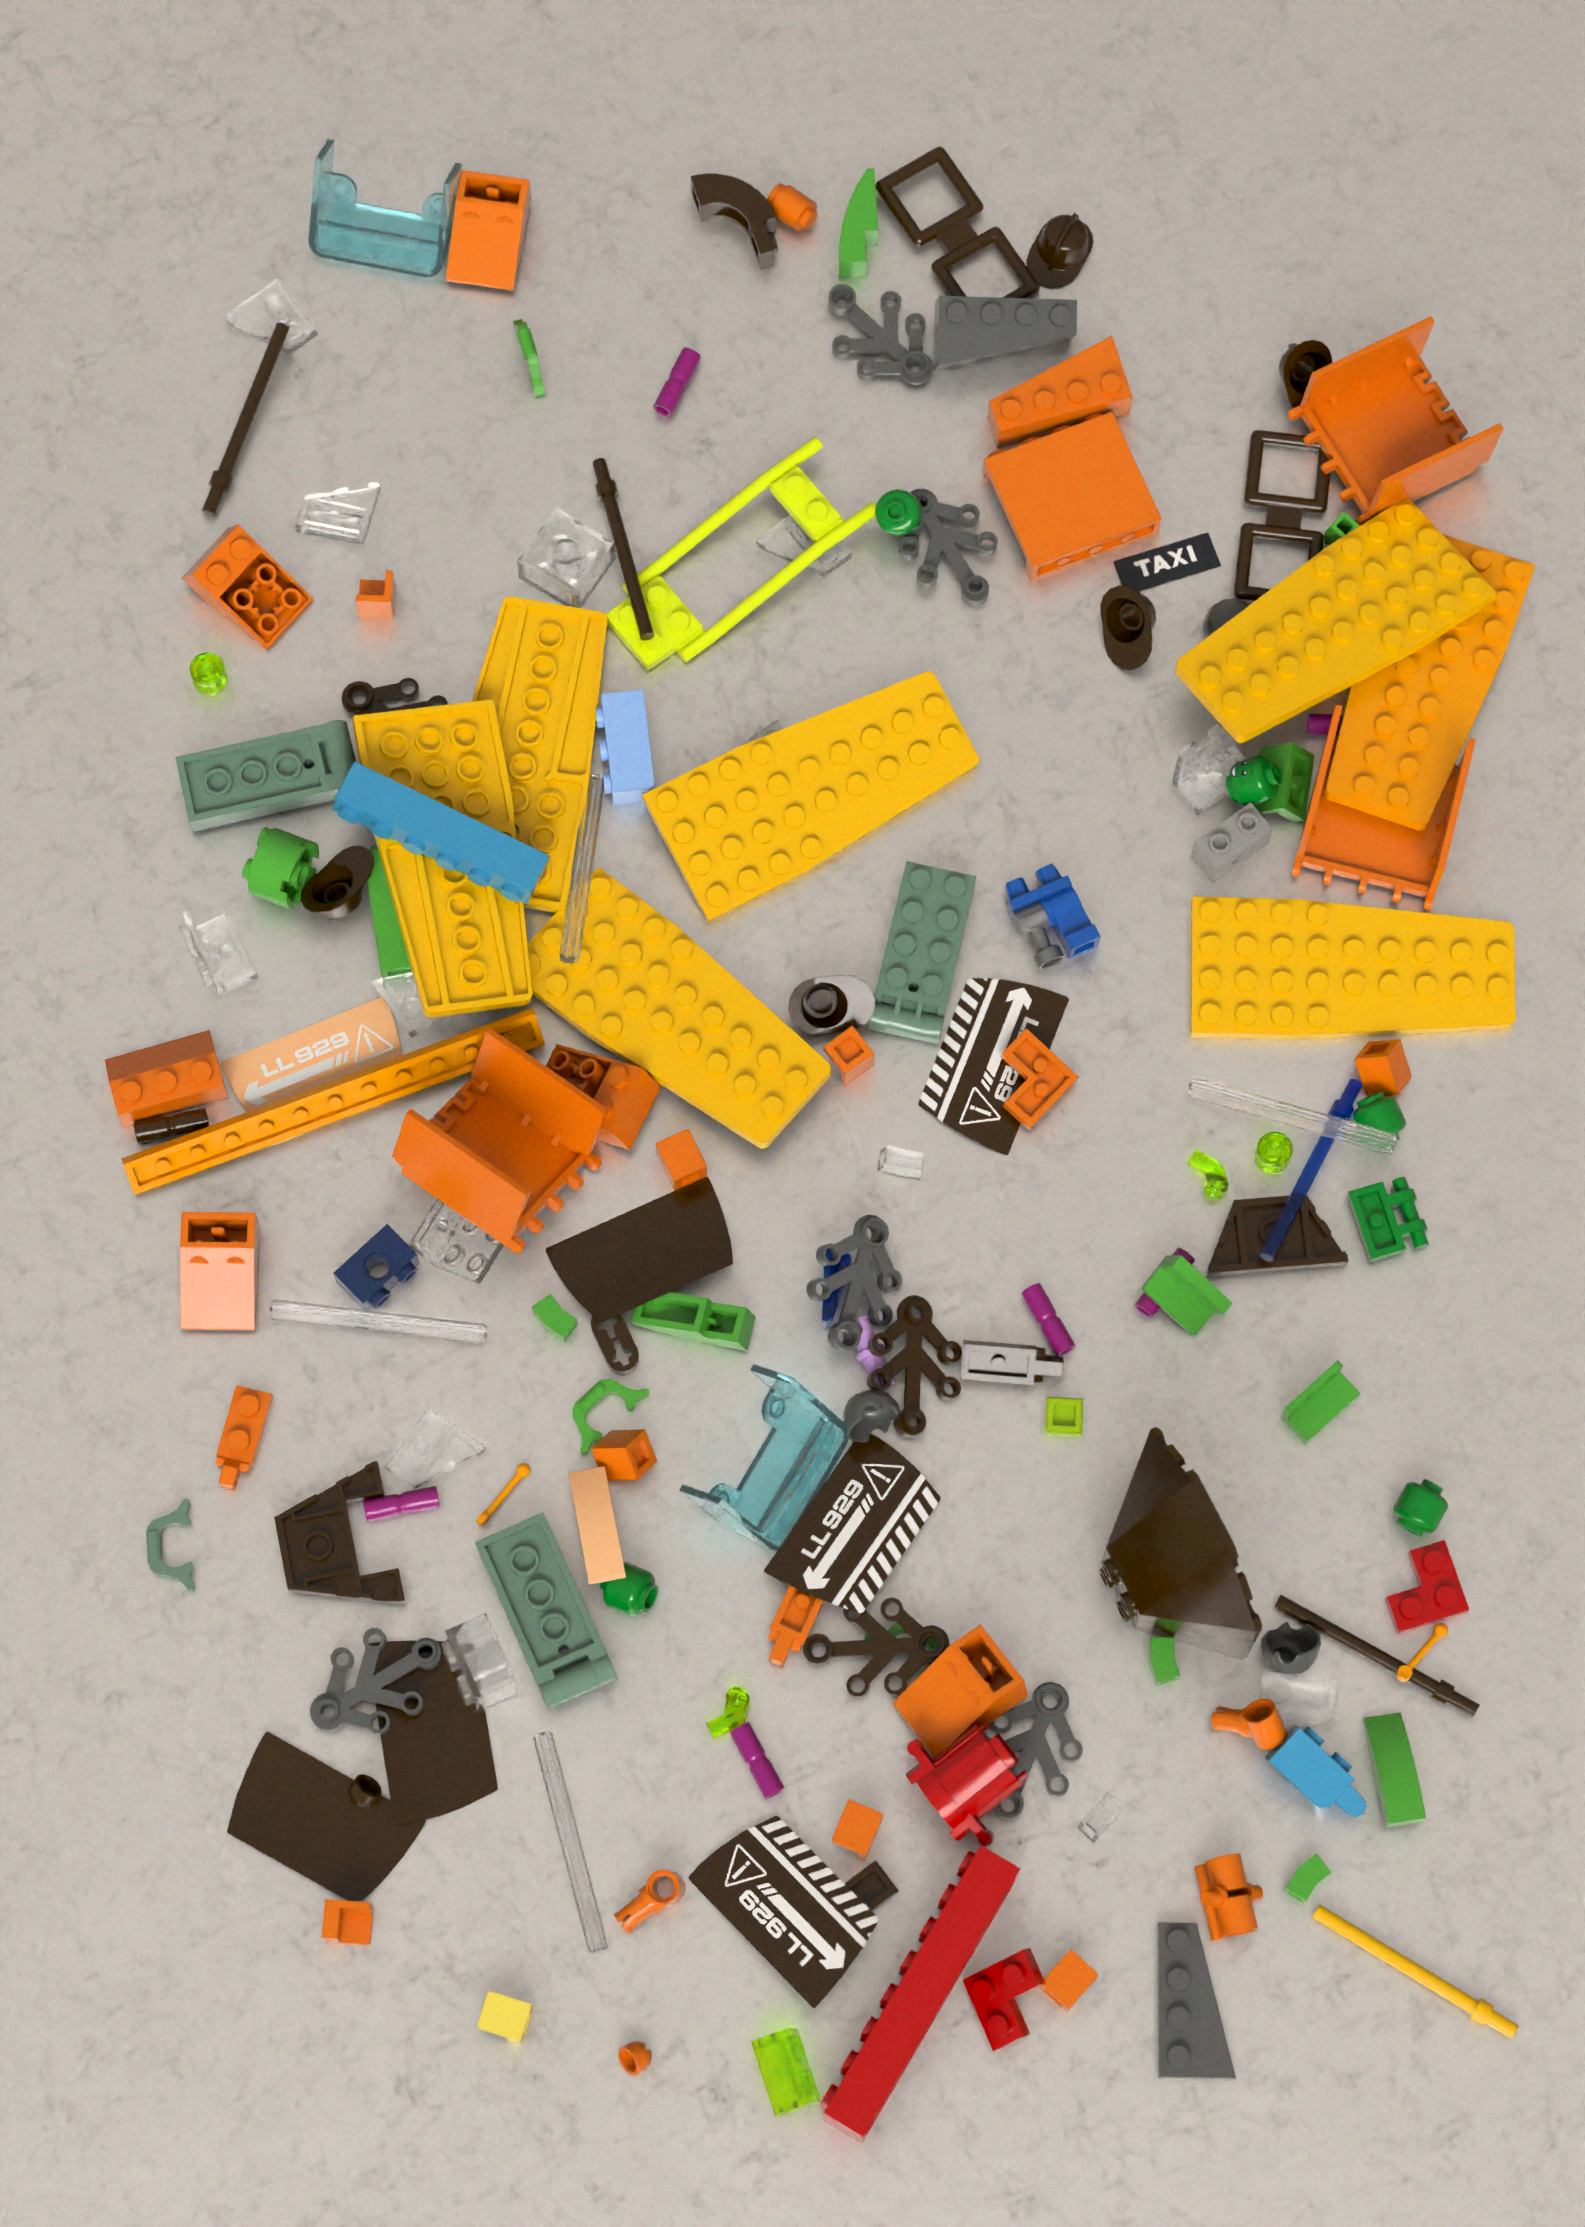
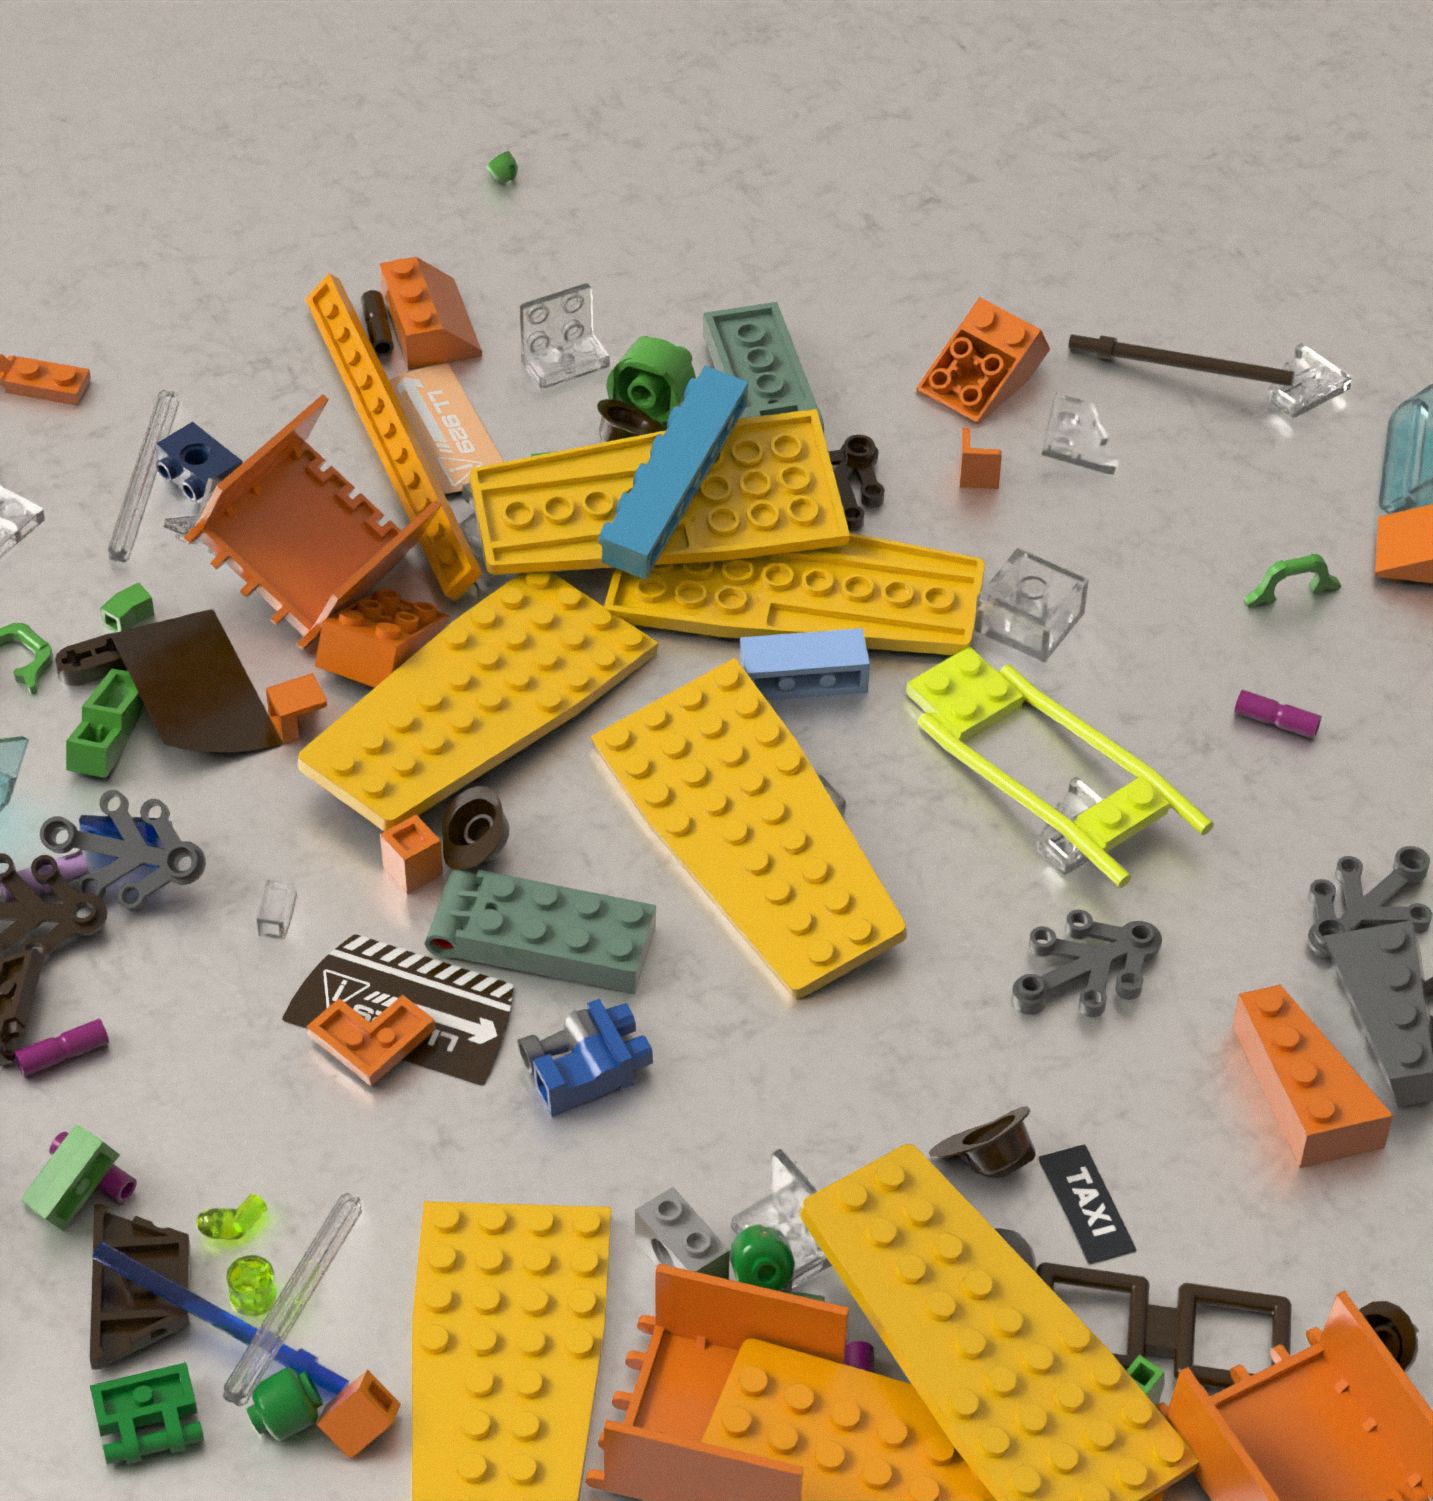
camera: 90 degrees right, 25 degrees down
(205, 666) = (880, 339): clear neon green wheel -> none
(219, 1270) = (214, 349): slope -> none
(581, 871) = (640, 615): clear axle -> none
(608, 494) = (1125, 652): dark brown bar -> none
(899, 512) = (1115, 895): green head -> none
(1072, 494) = (1165, 1084): orange panel -> none

